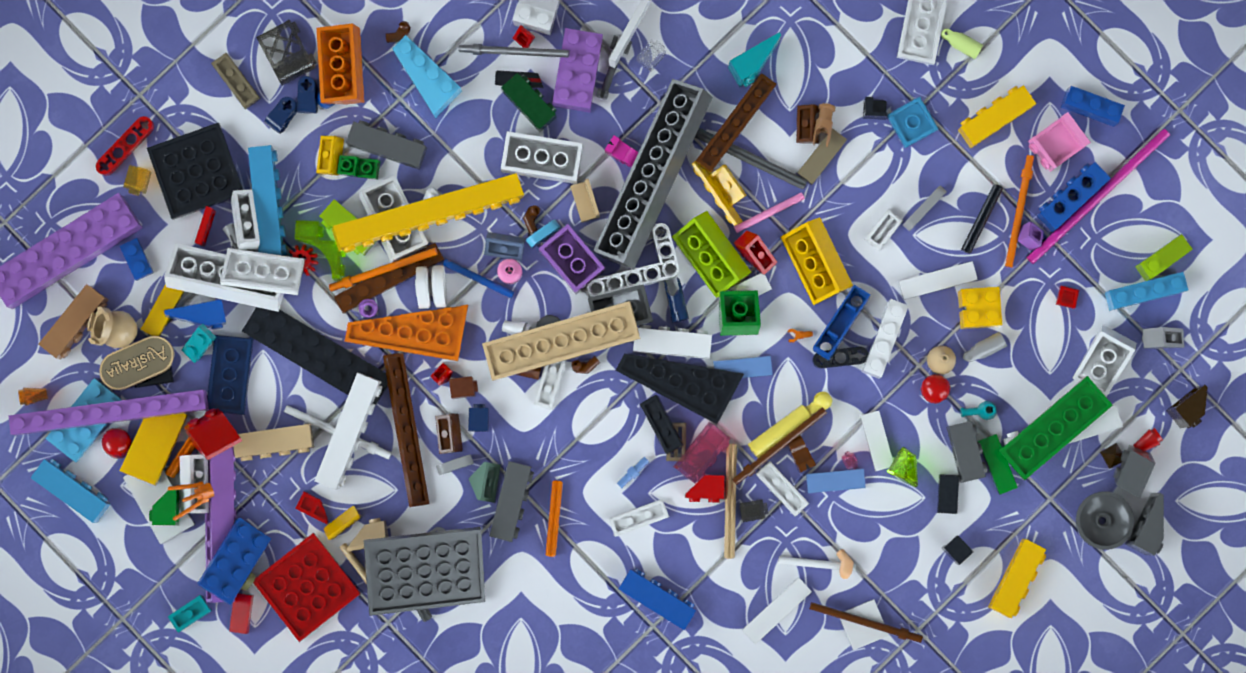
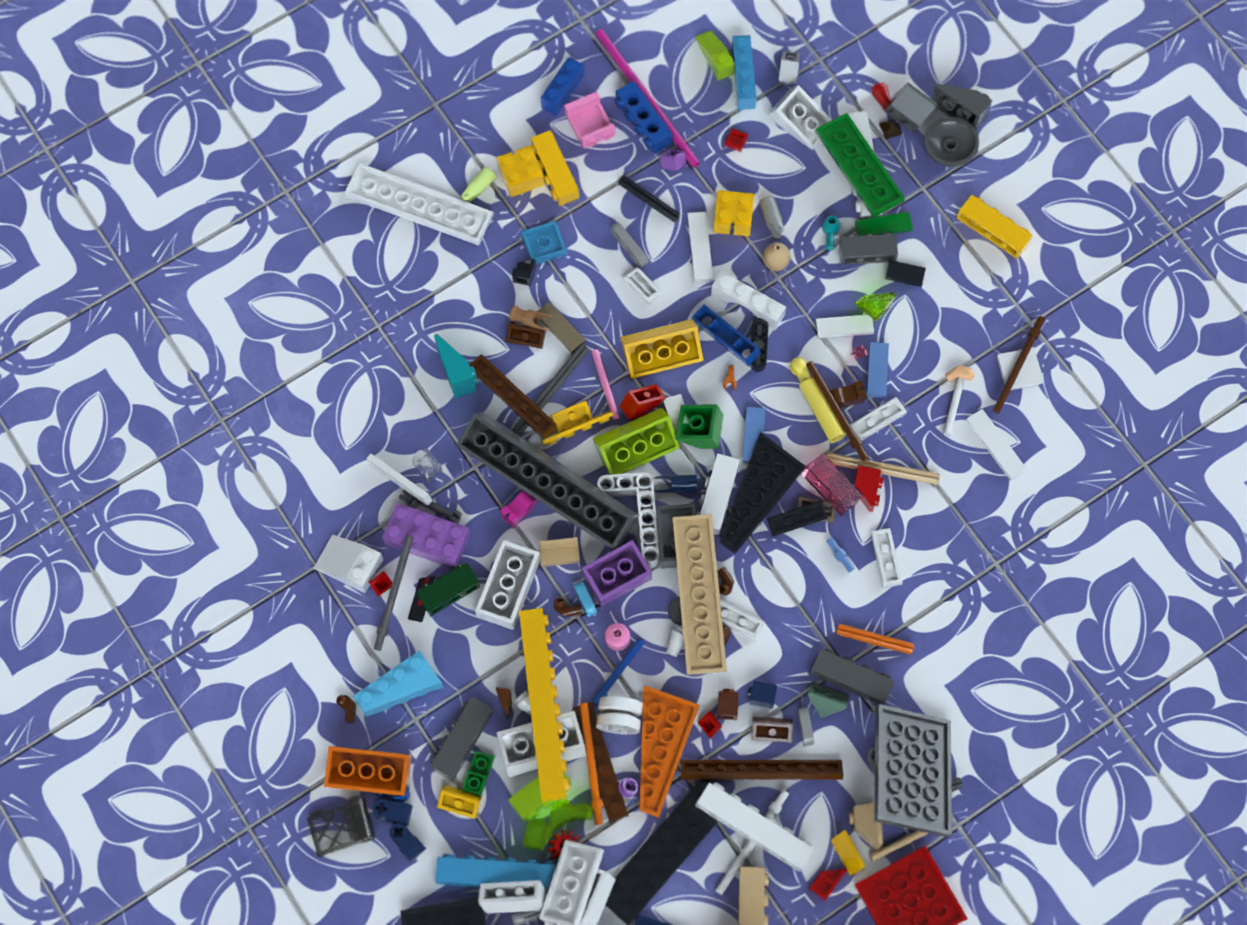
camera: 75 degrees left, 15 degrees down
(235, 81) = (359, 887): dark tan tile -> none
(426, 177) = (505, 699): none -> reddish brown slope
(504, 246) = (589, 640): sand blue slope -> none
(657, 599) = (970, 552): blue brick -> none
(753, 510) = (896, 448): clear smoke brick -> none
(935, 388) = (803, 266): red hair -> none
(957, 550) = (962, 272): black panel -> none
(985, 82) = (520, 171): none -> yellow piece
(1026, 175) = (615, 153): orange bar -> none
(1189, 408) = (857, 53): dark brown slope -> none

